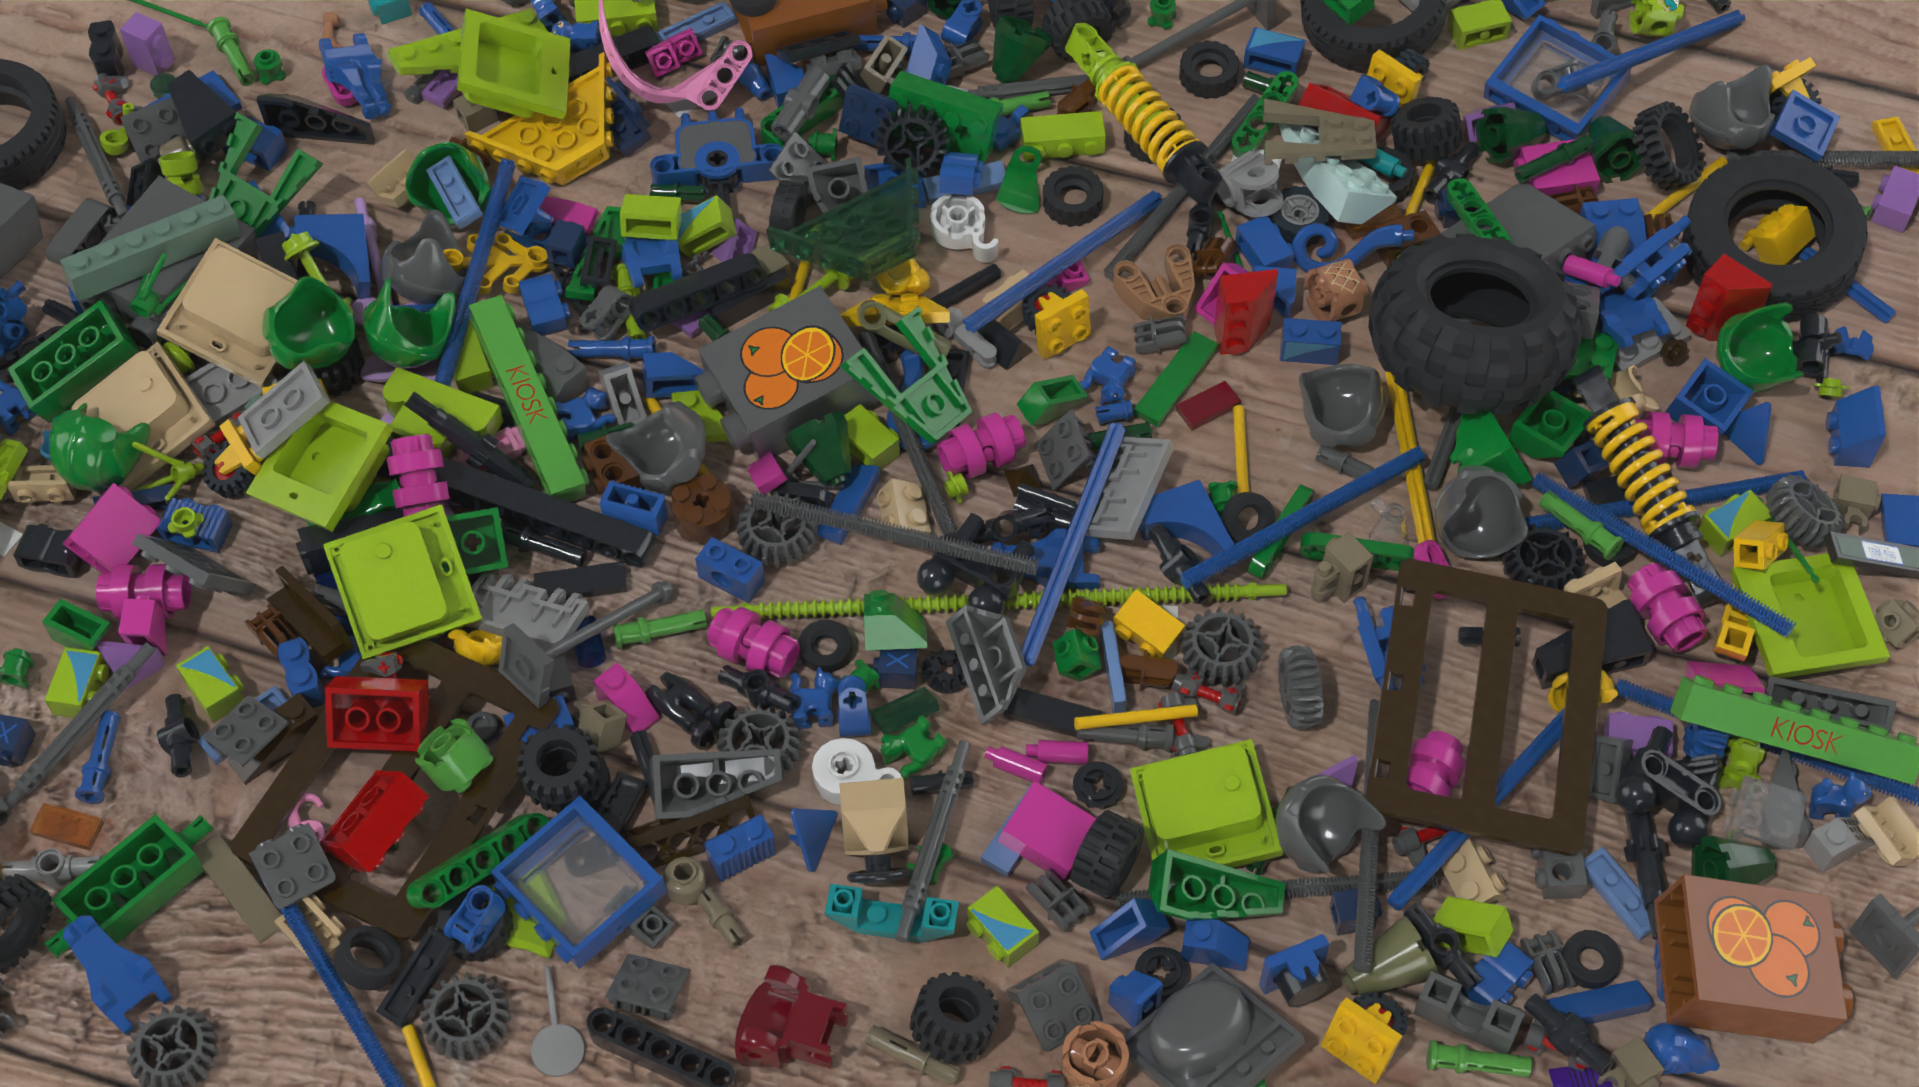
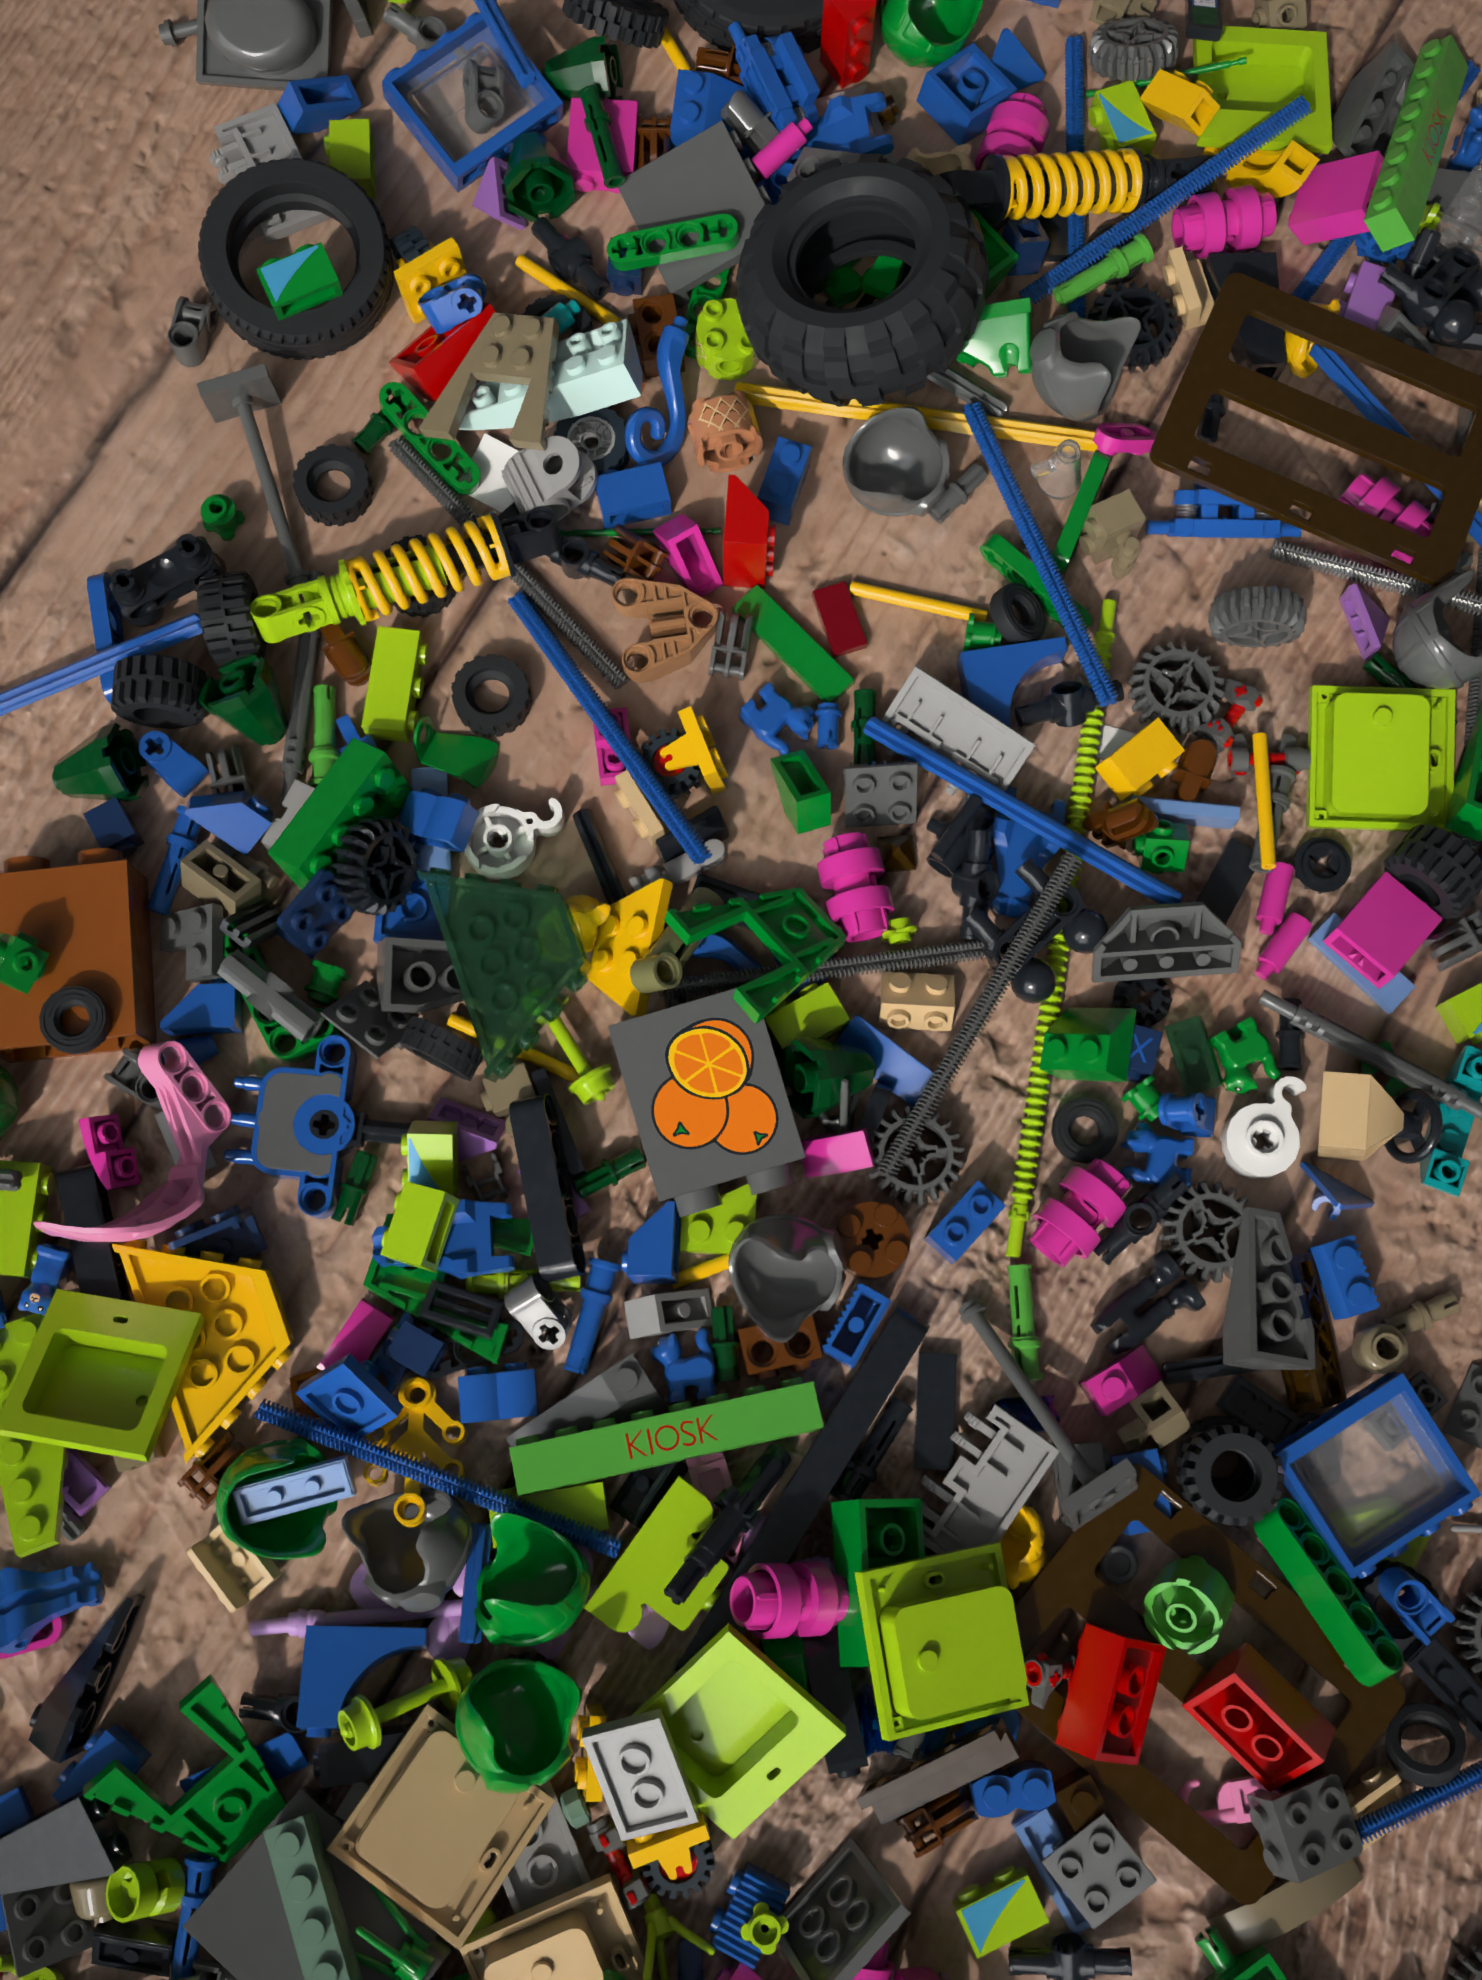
camera: 80 degrees left, 20 degrees up
(704, 23) = (63, 1109): medium blue tile -> none
(818, 46) = (169, 955): black tile -> none
(1273, 52) = (331, 402): blue brick -> none
(1285, 289) = (697, 494): blue slope -> none
(1427, 128) = (494, 247): black tyre -> none

